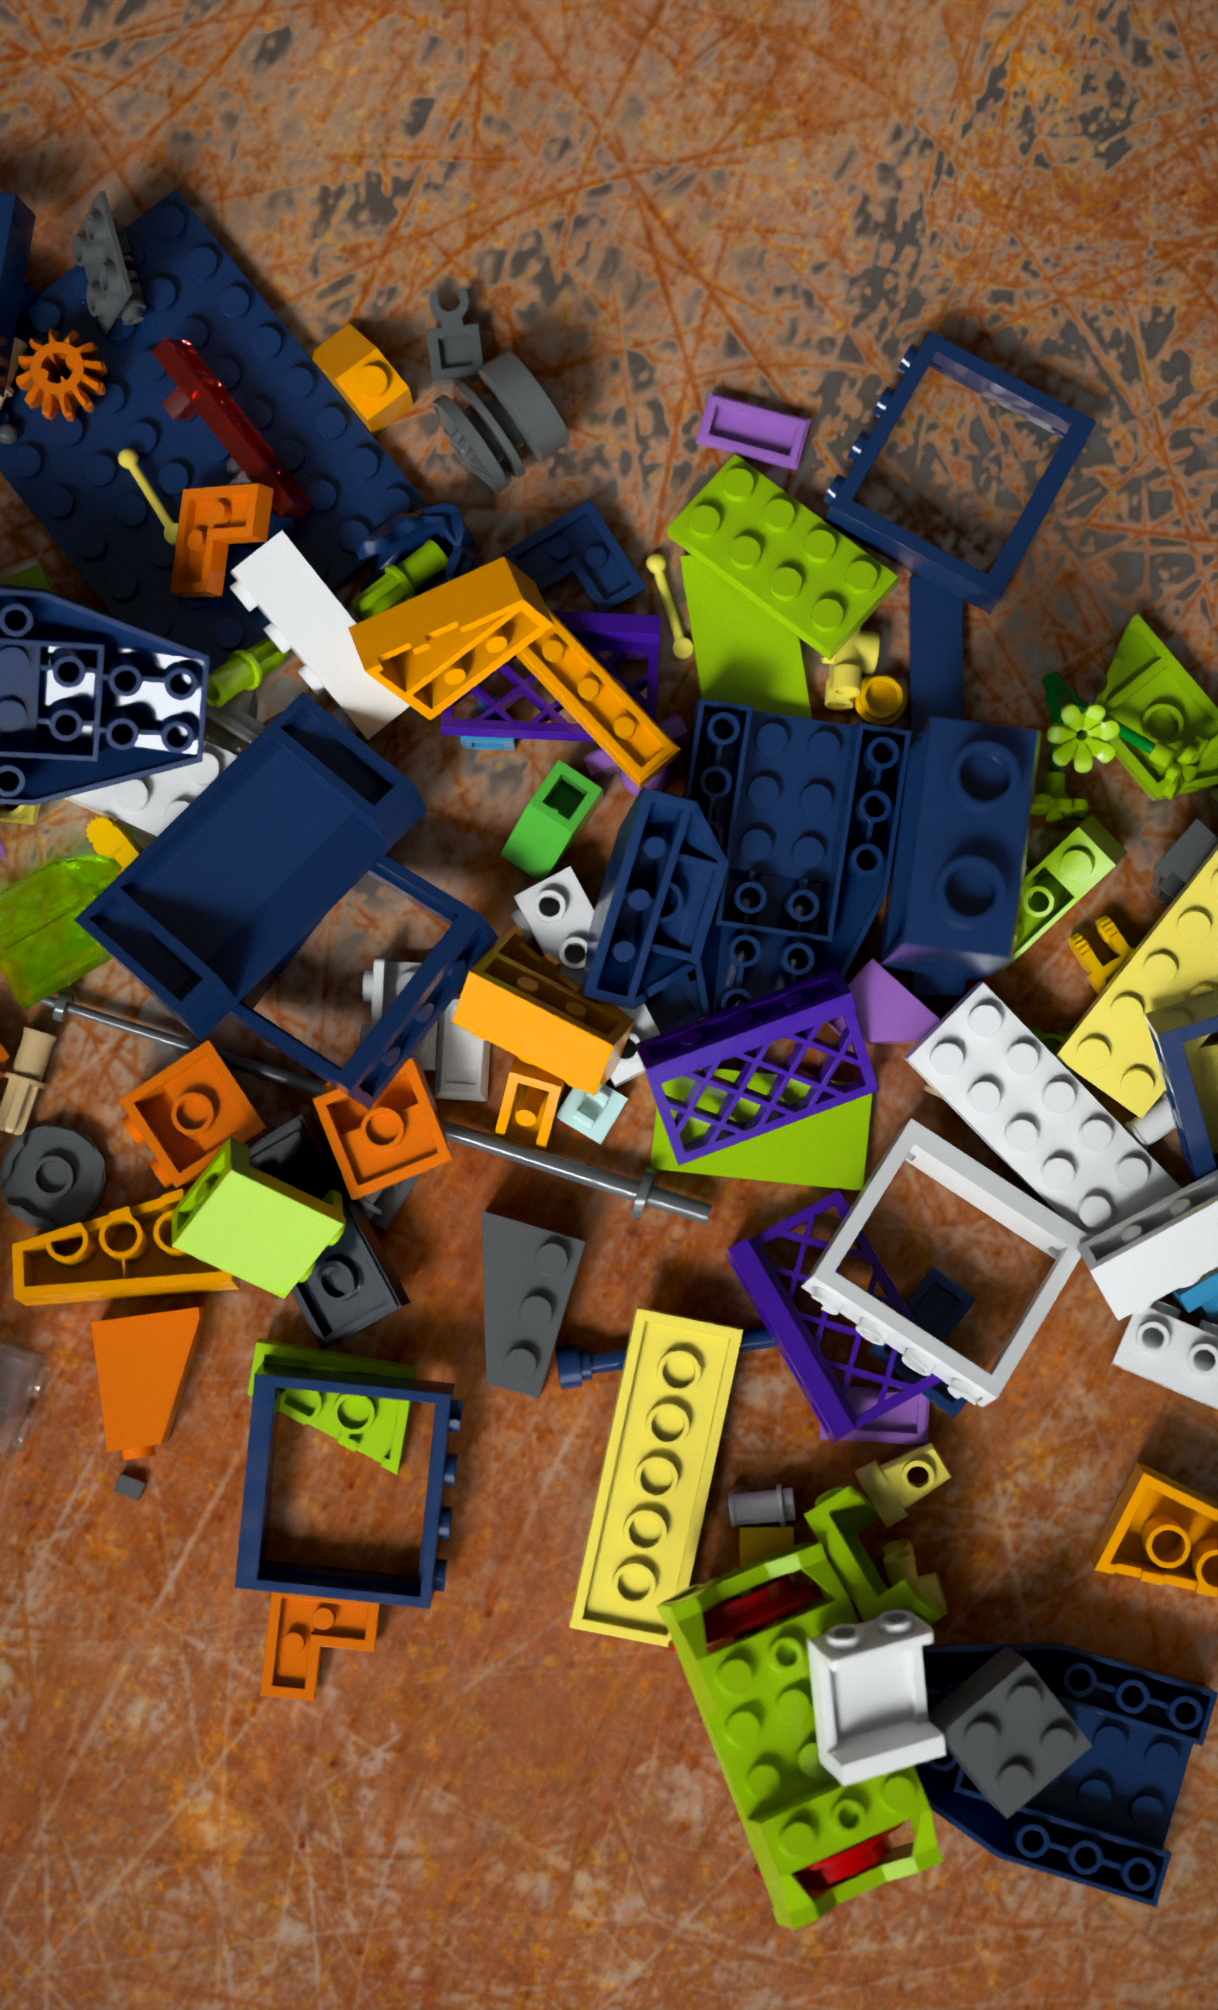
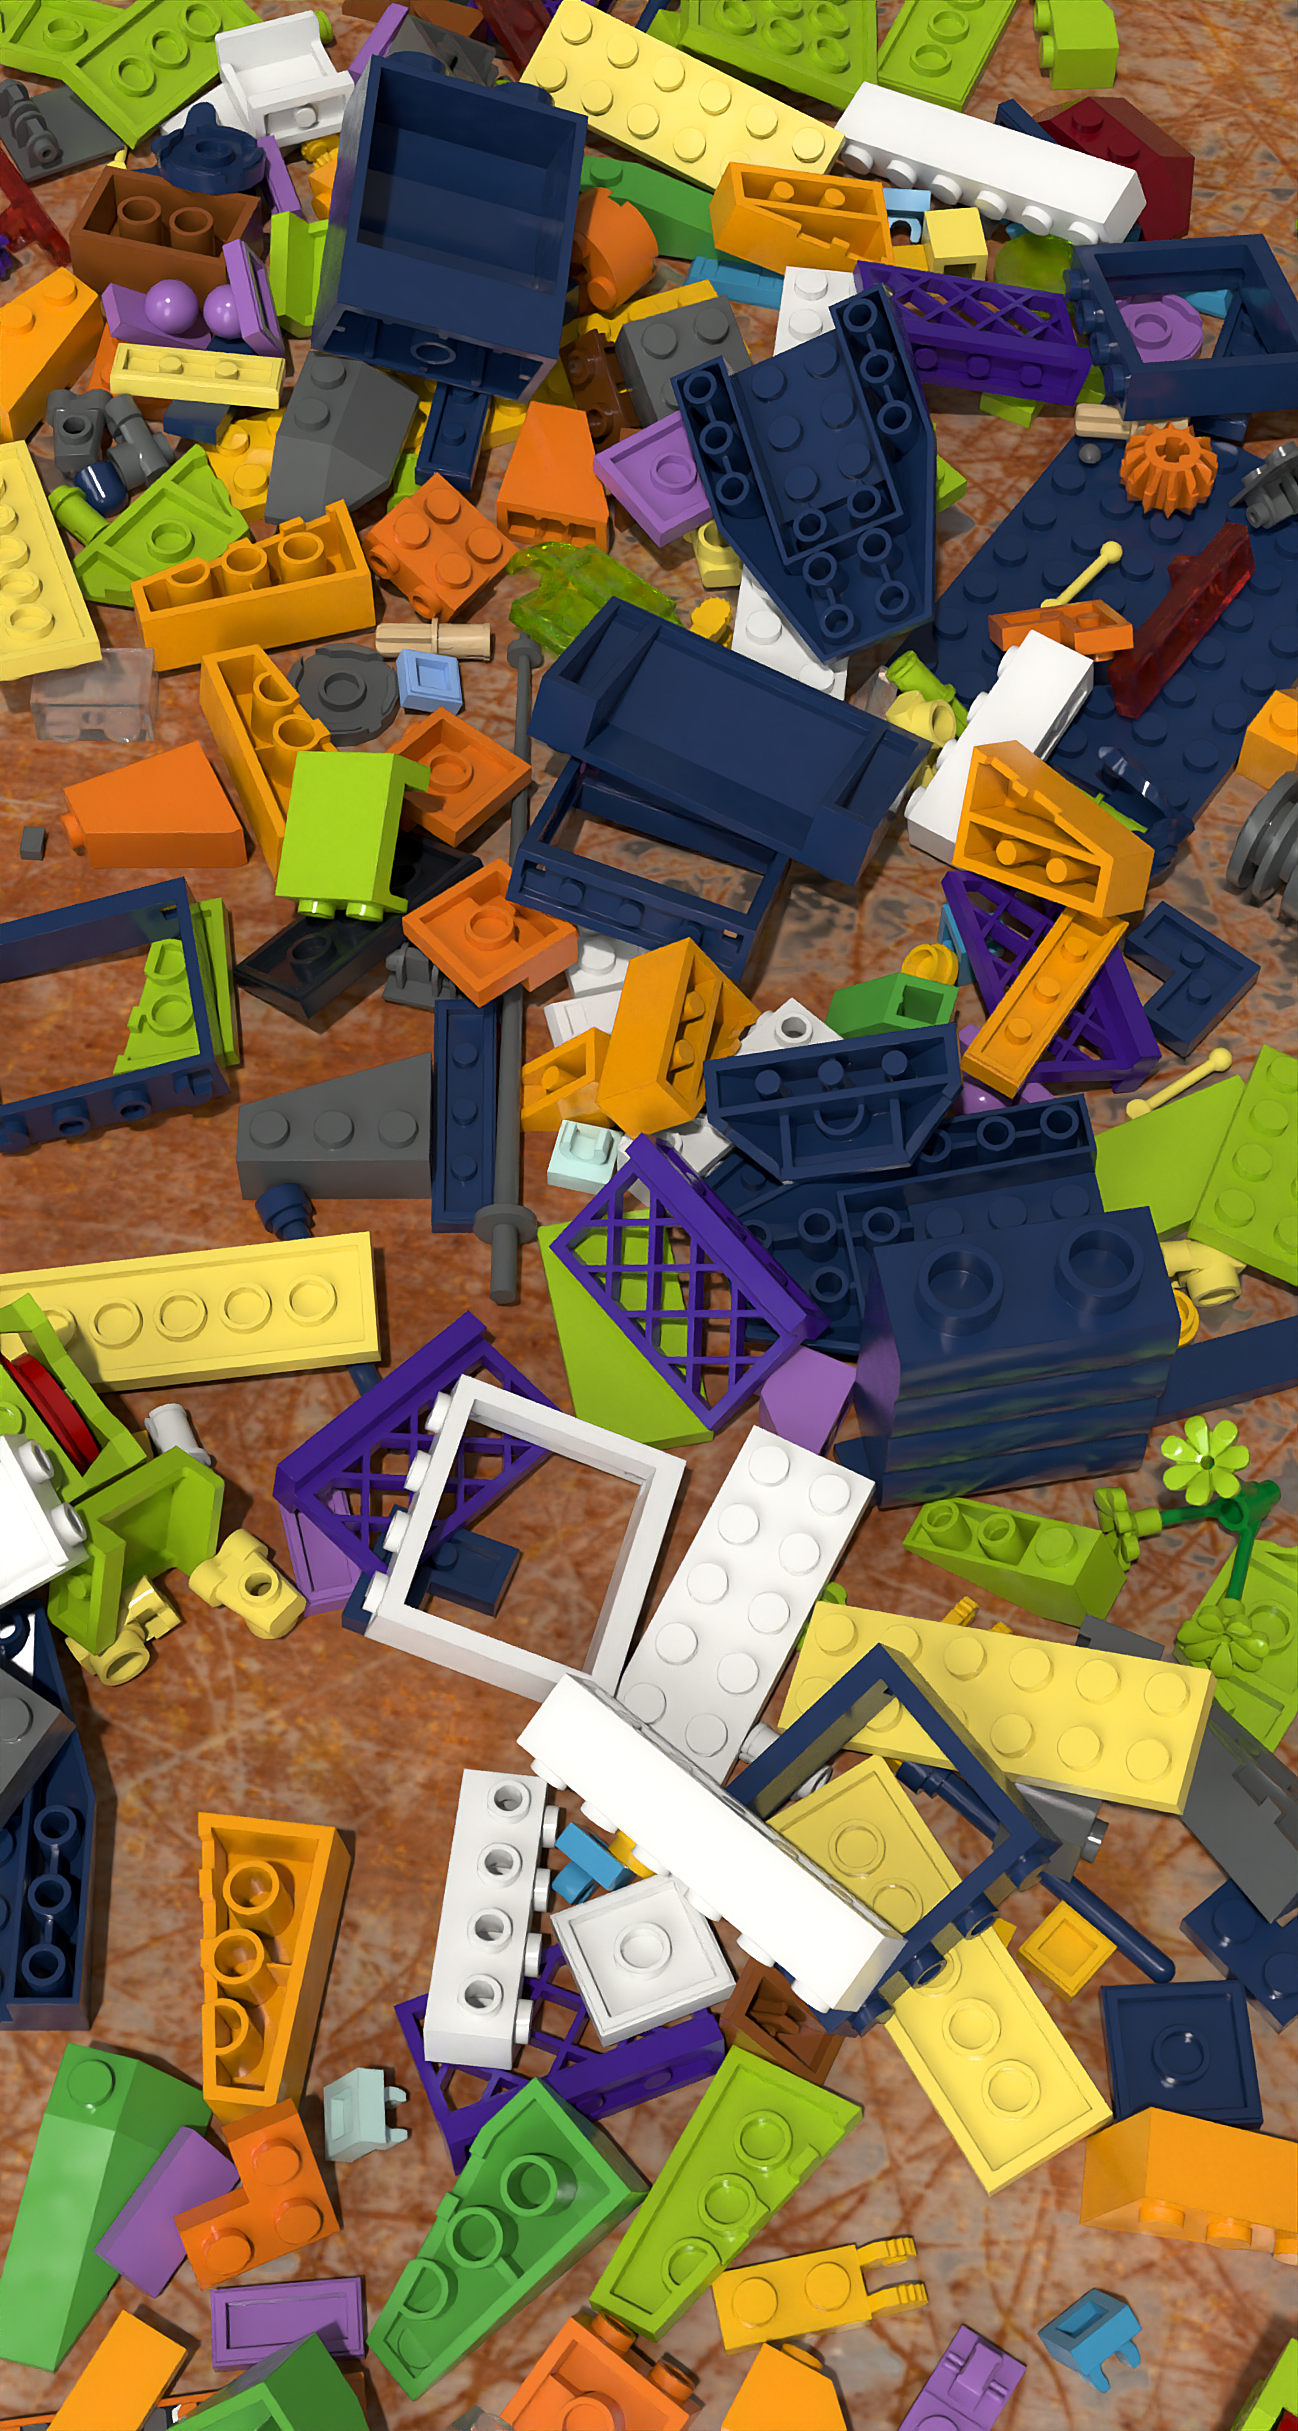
camera: 70 degrees right, 25 degrees down
(69, 1098) = (428, 681): none -> light blue tile
(275, 692) = (928, 720): none -> light yellow plate
(507, 770) = (932, 963): none -> yellow plate
(530, 1197) = (463, 1112): none -> dark blue tile

